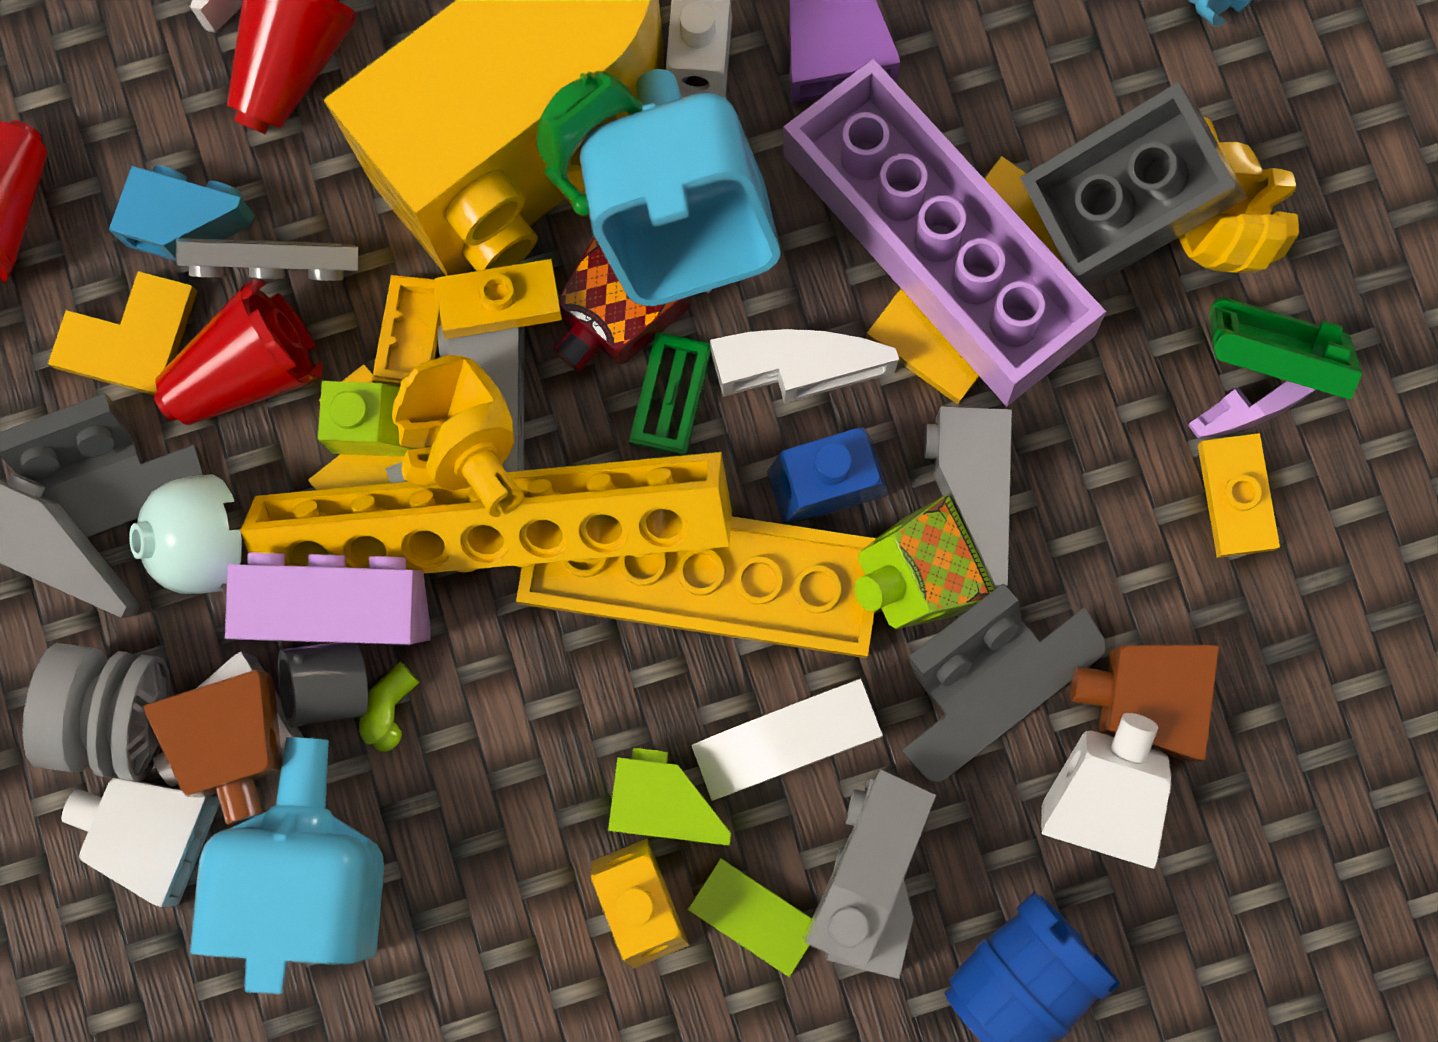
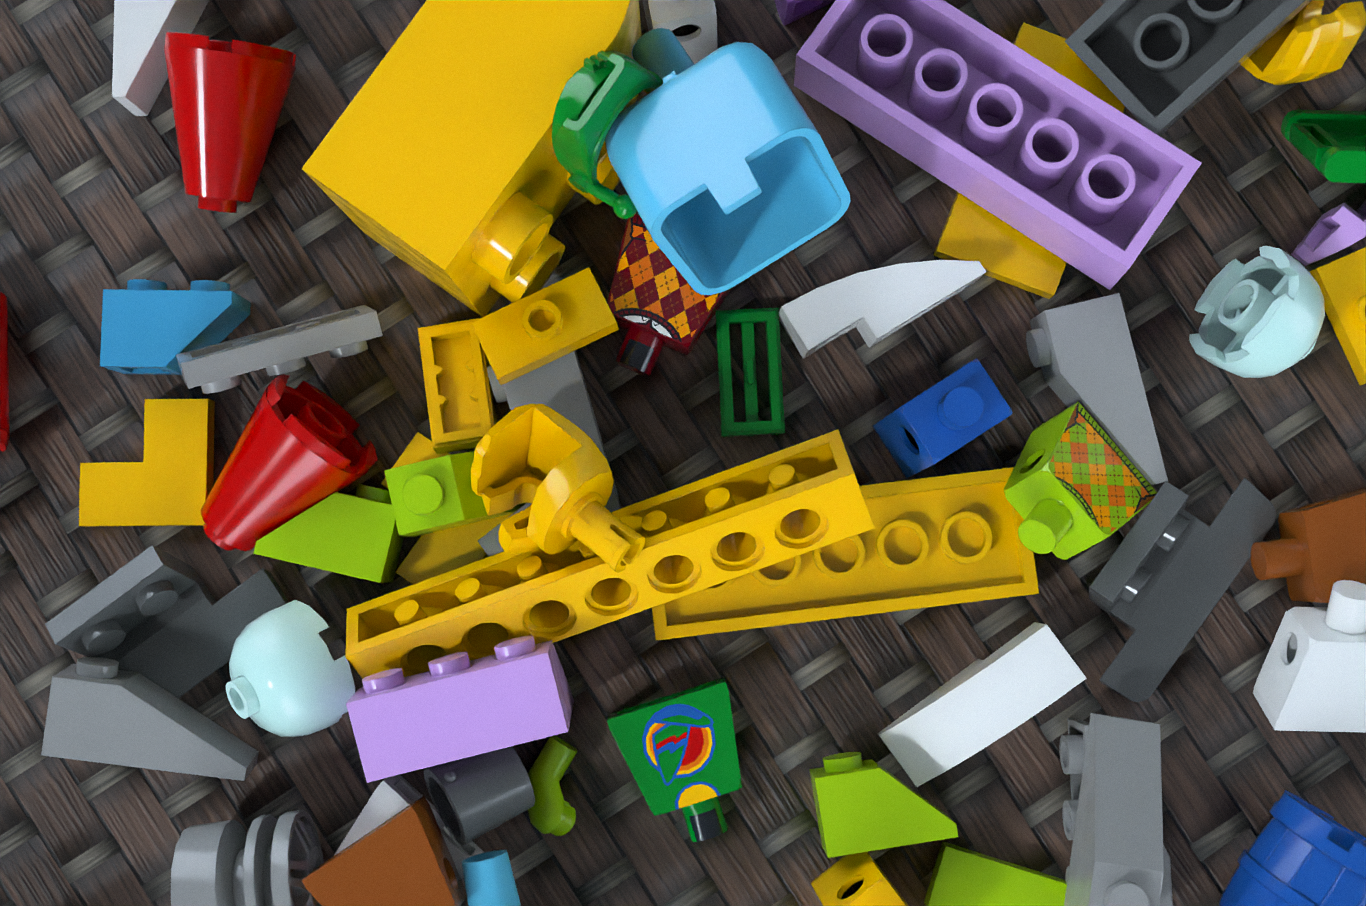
camera: 20 degrees left, 5 degrees up
(269, 433) = (341, 536): none -> lime slope
(511, 707) = (683, 754): none -> green torso
(1136, 467) = (1259, 315): none -> light aqua cylinder

